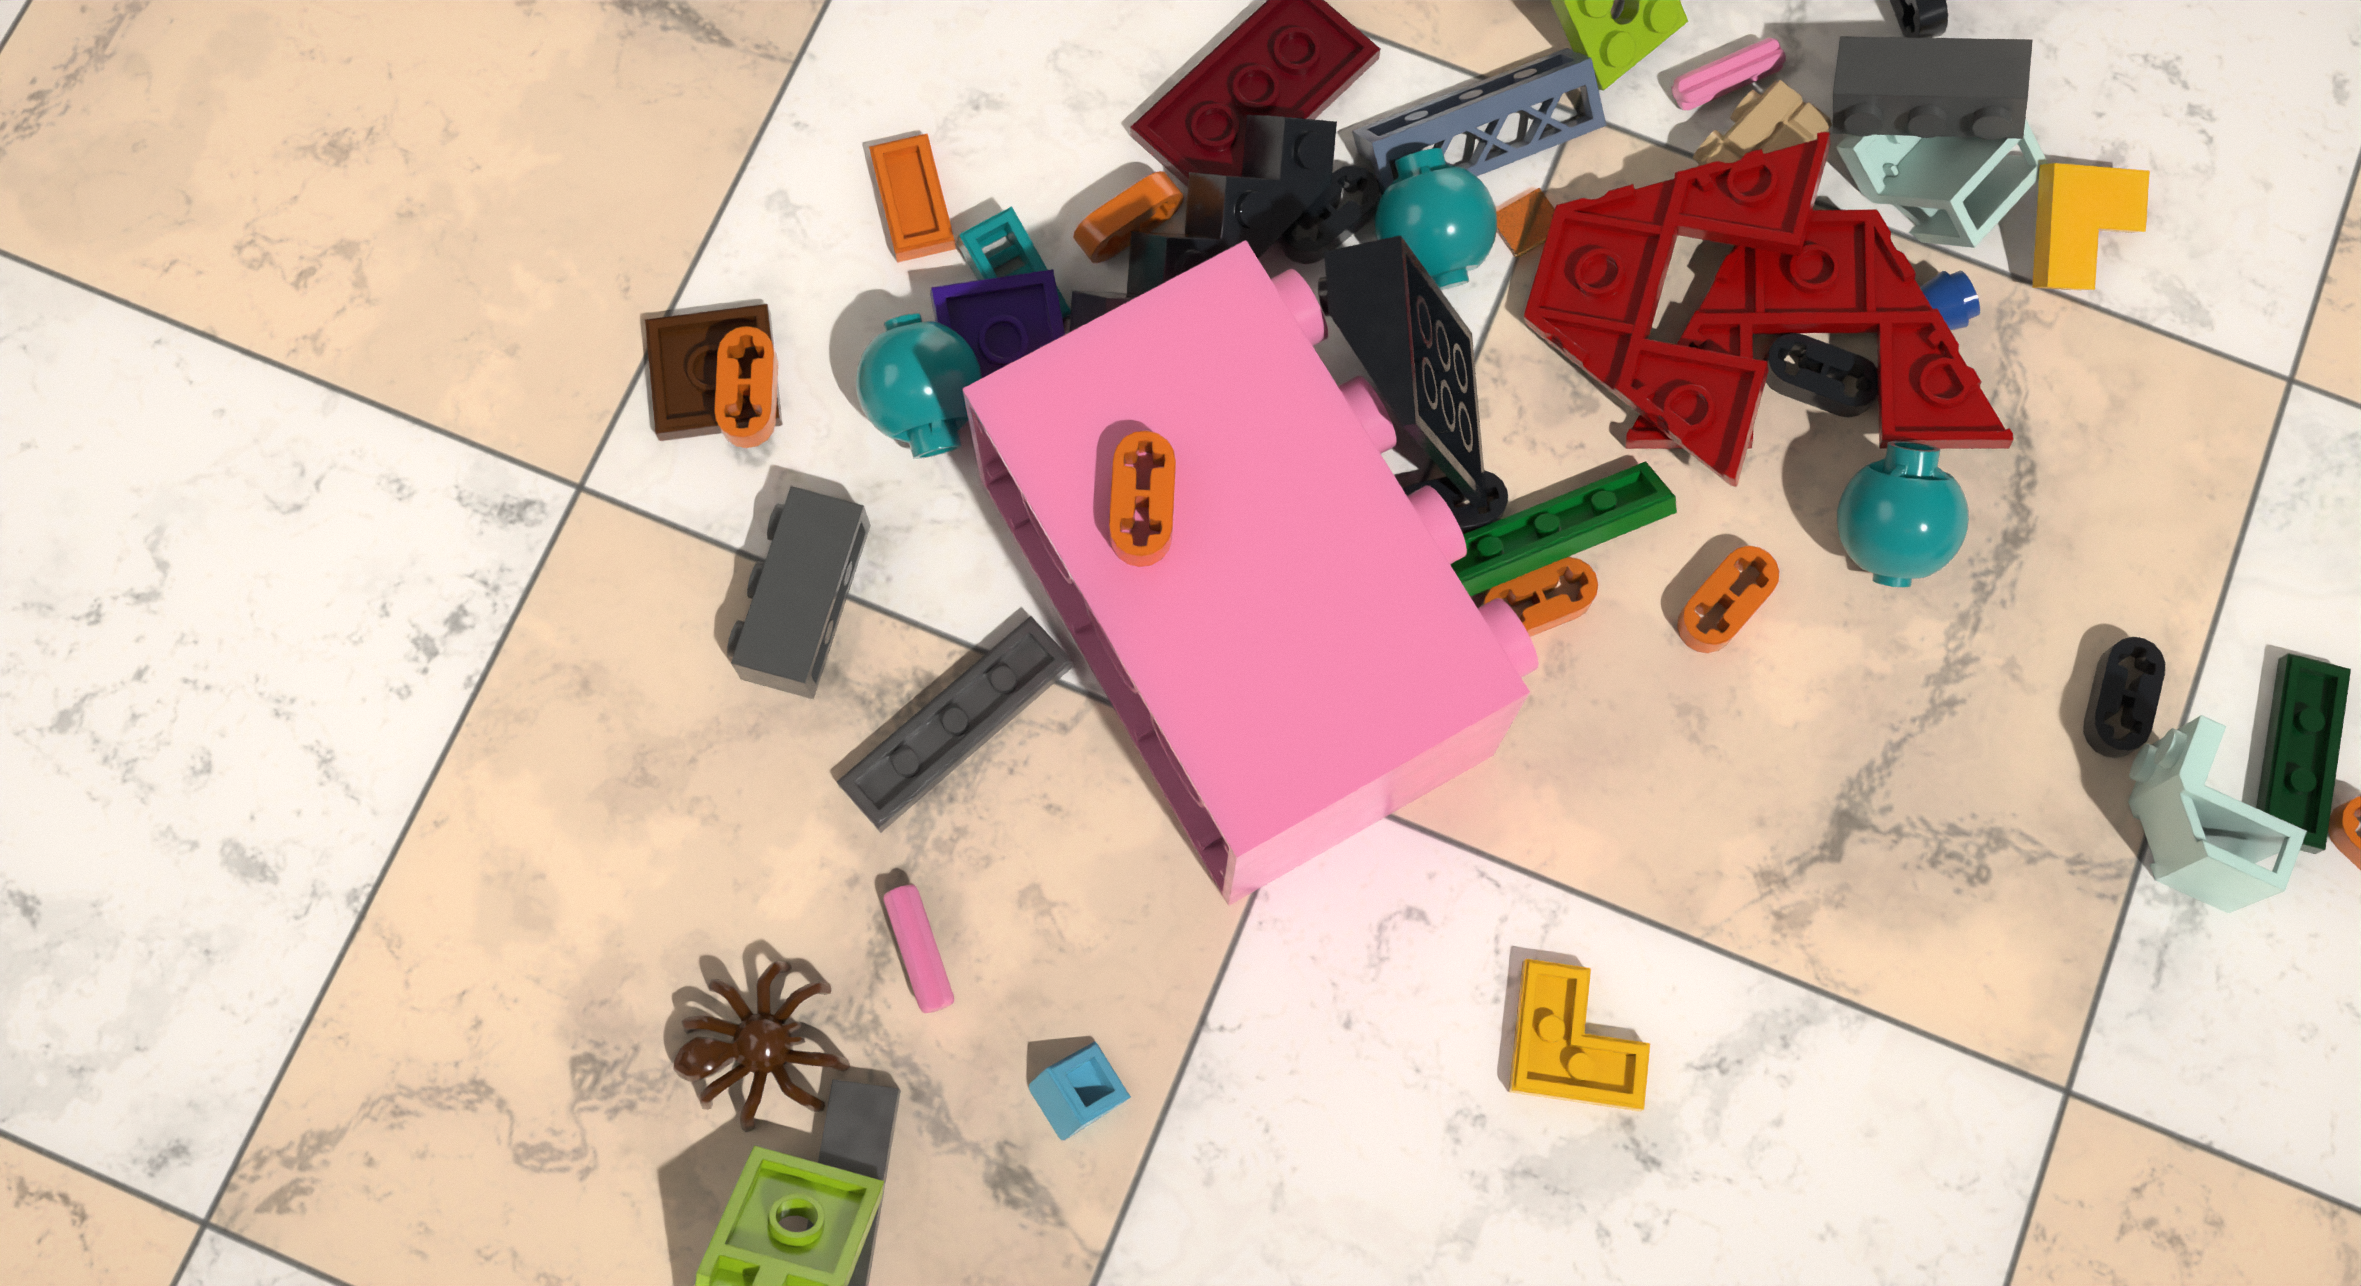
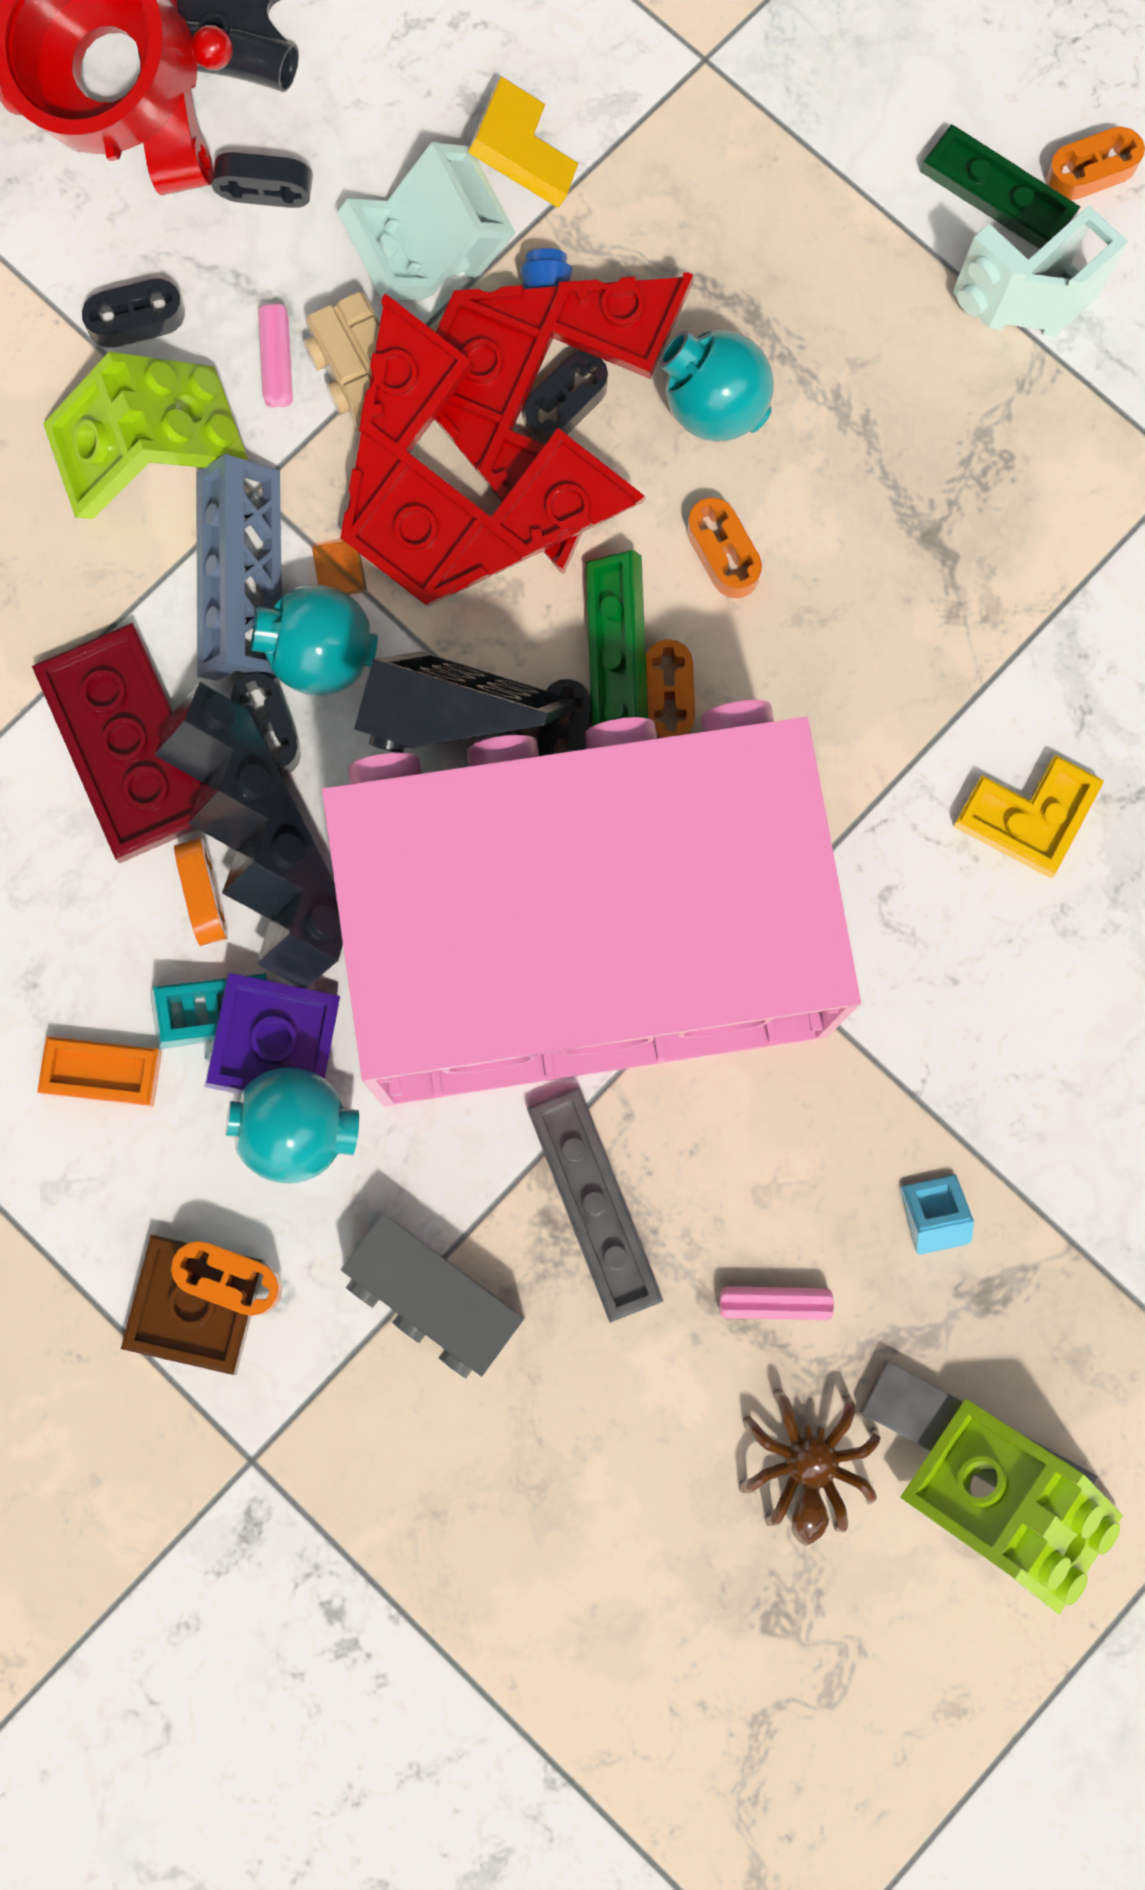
camera: 70 degrees left, 5 degrees up
(1127, 497) = (533, 948): orange beam -> none
(1931, 87) = (374, 199): dark grey brick -> none
(2139, 699) = (912, 292): black beam -> none

